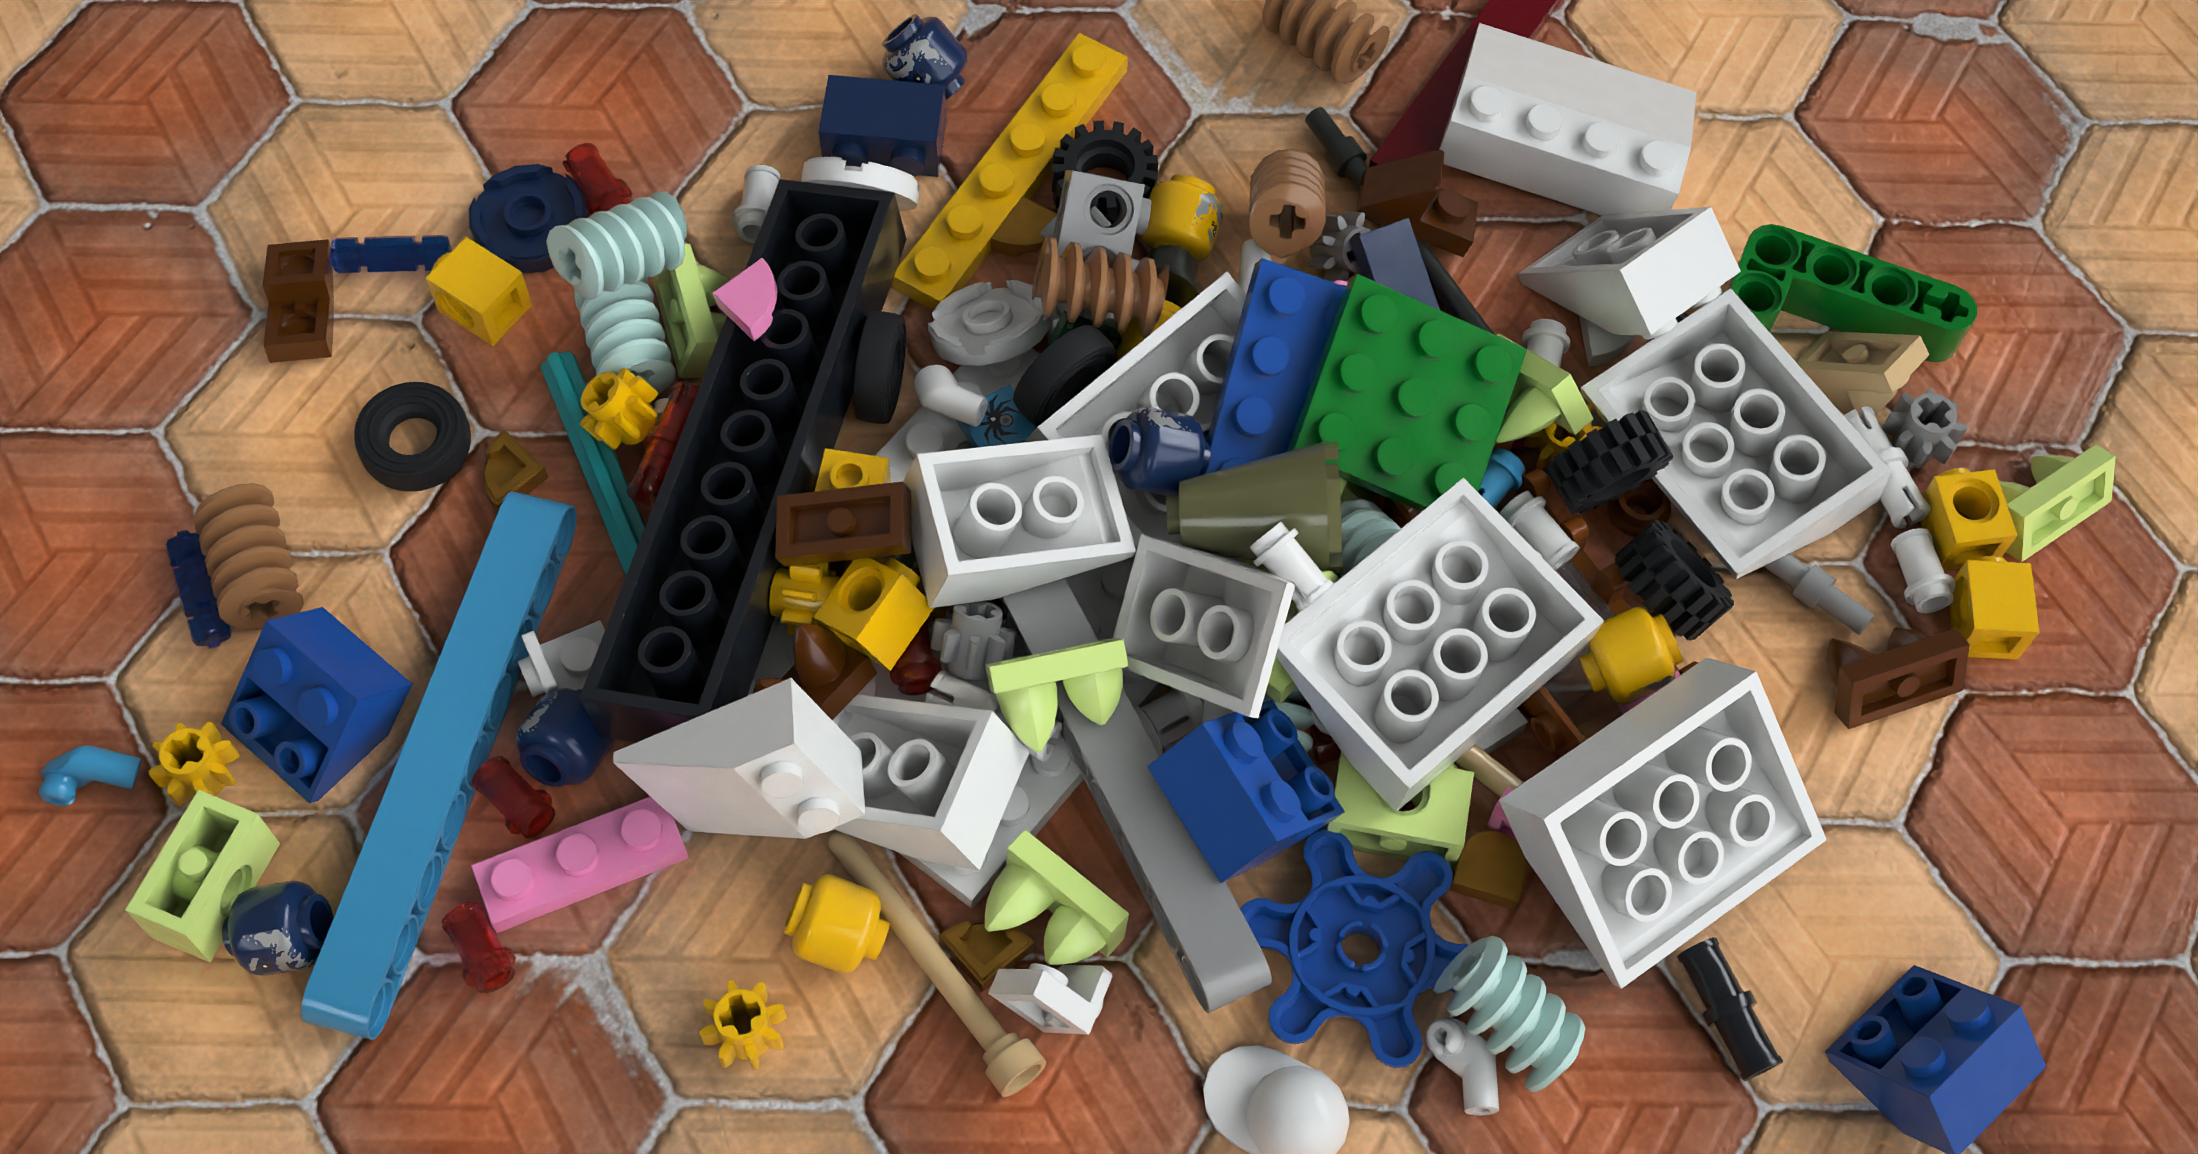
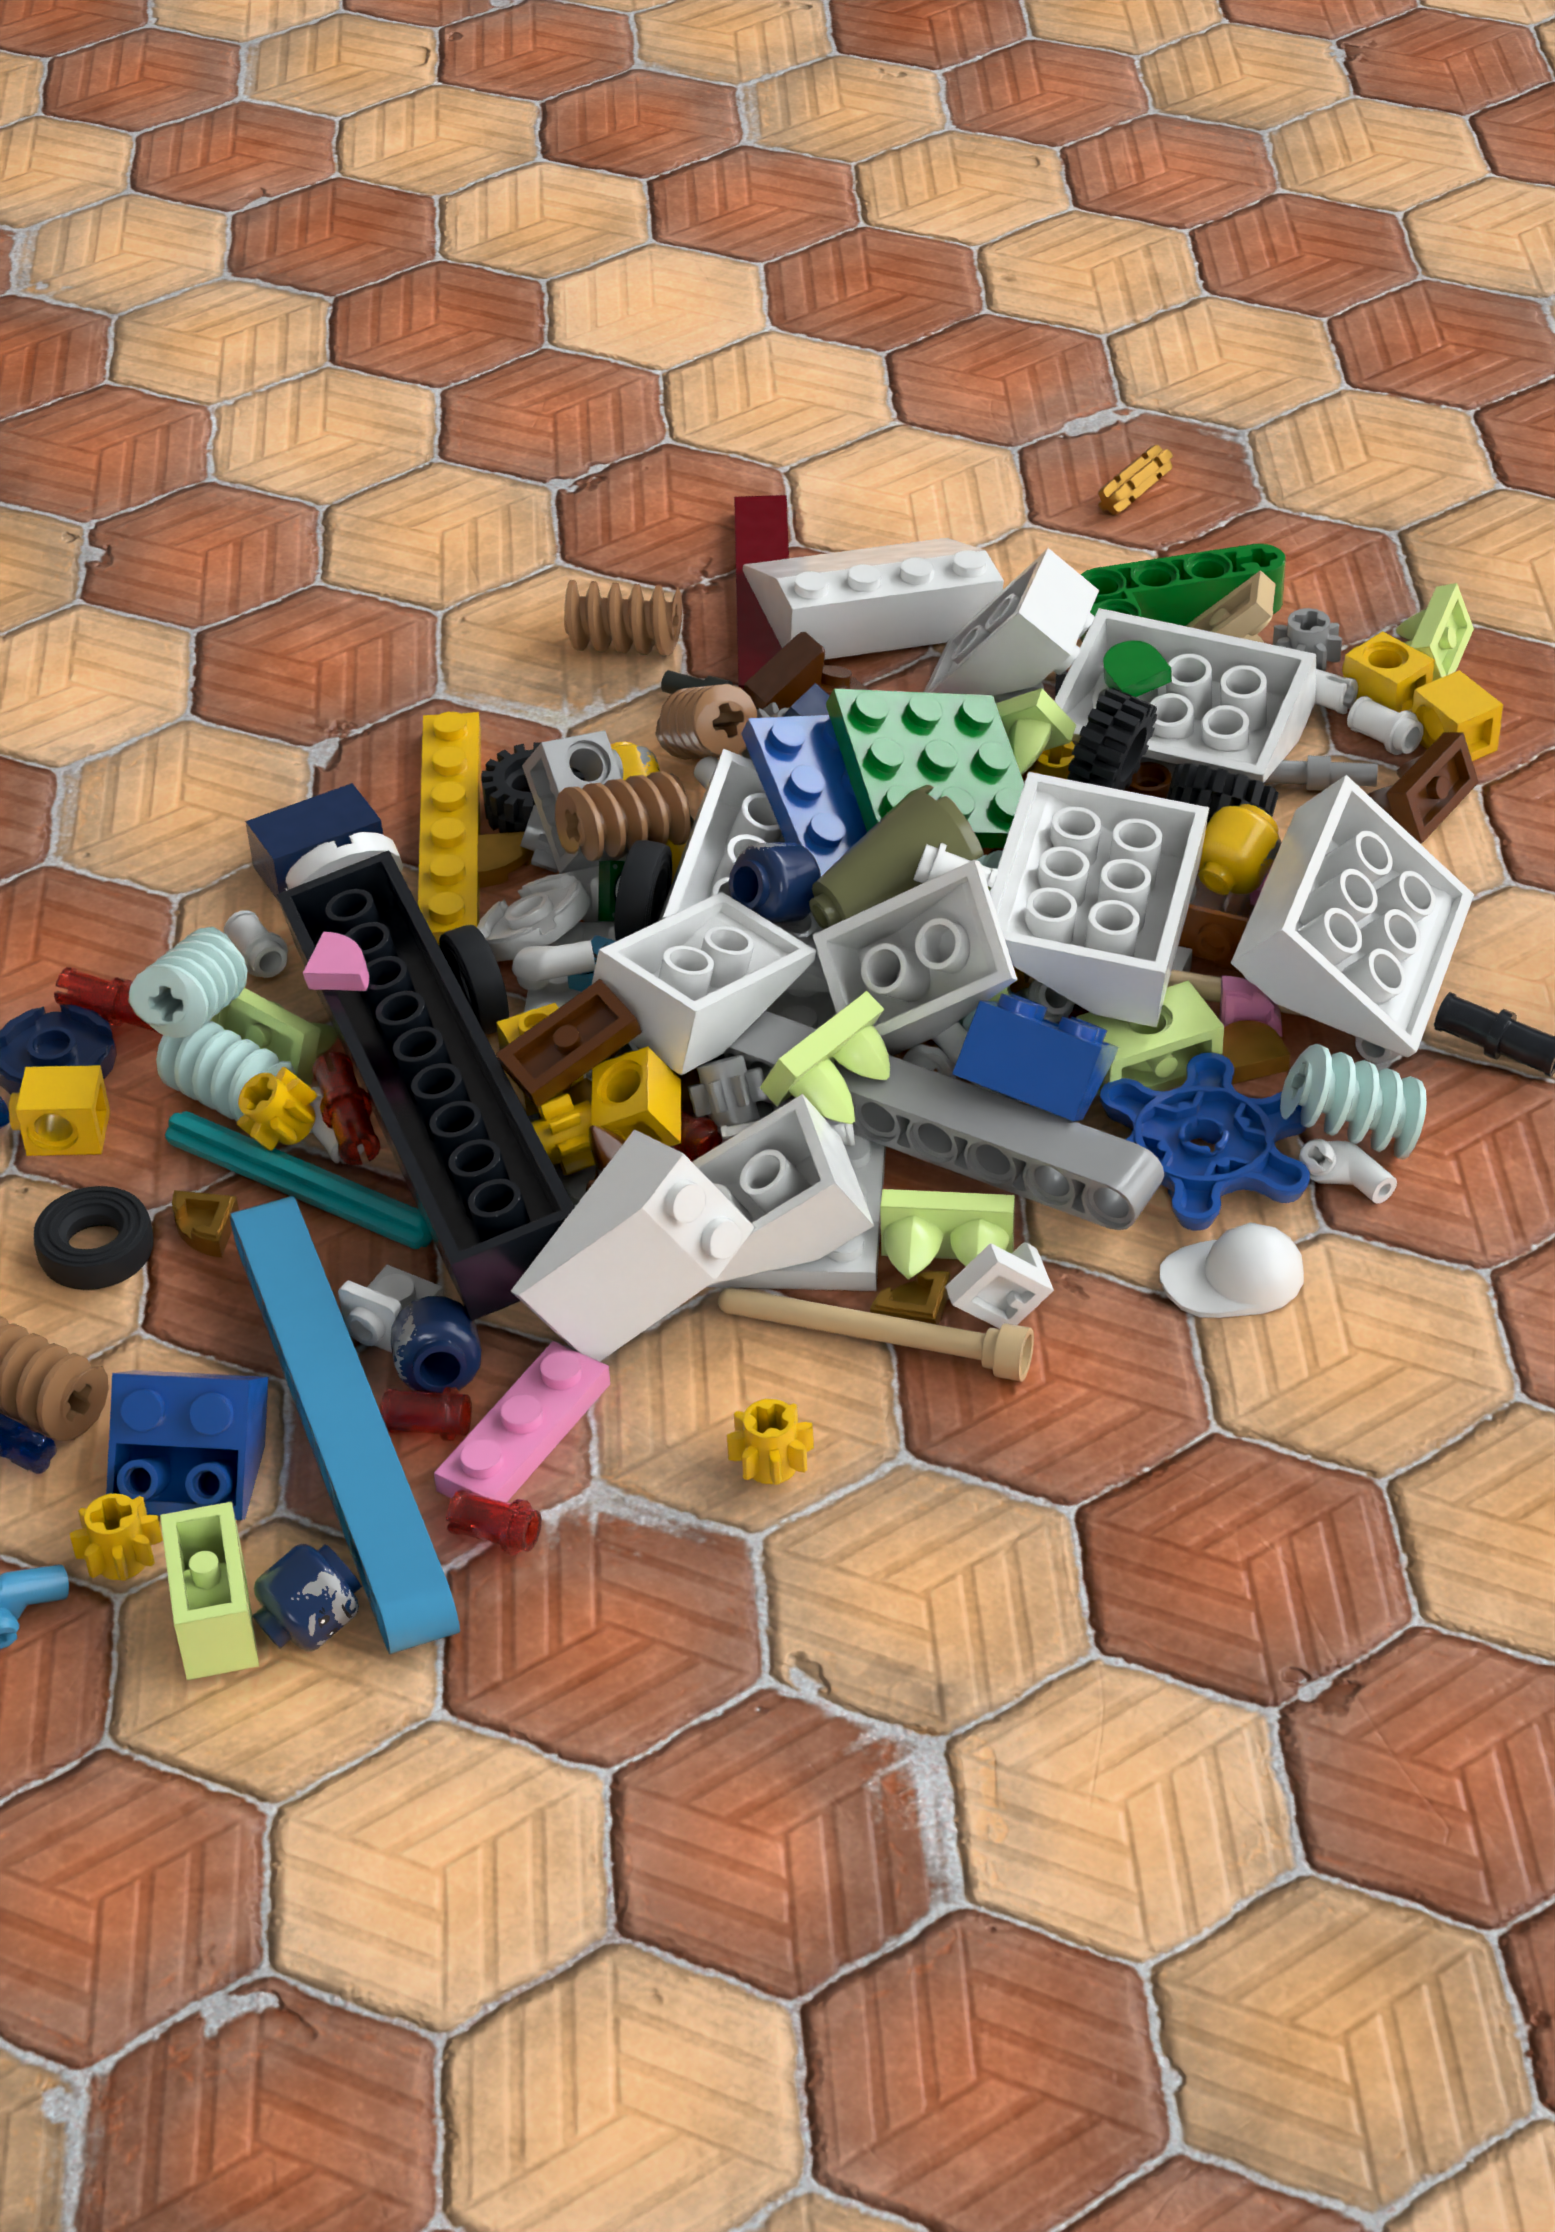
camera: 30 degrees left, 20 degrees down
(836, 924) = (782, 1339): yellow head -> none
(925, 53) = (307, 772): dark blue head -> none
(1703, 382) = (1135, 668): none -> green tile
(1927, 125) = (1135, 479): none -> axle

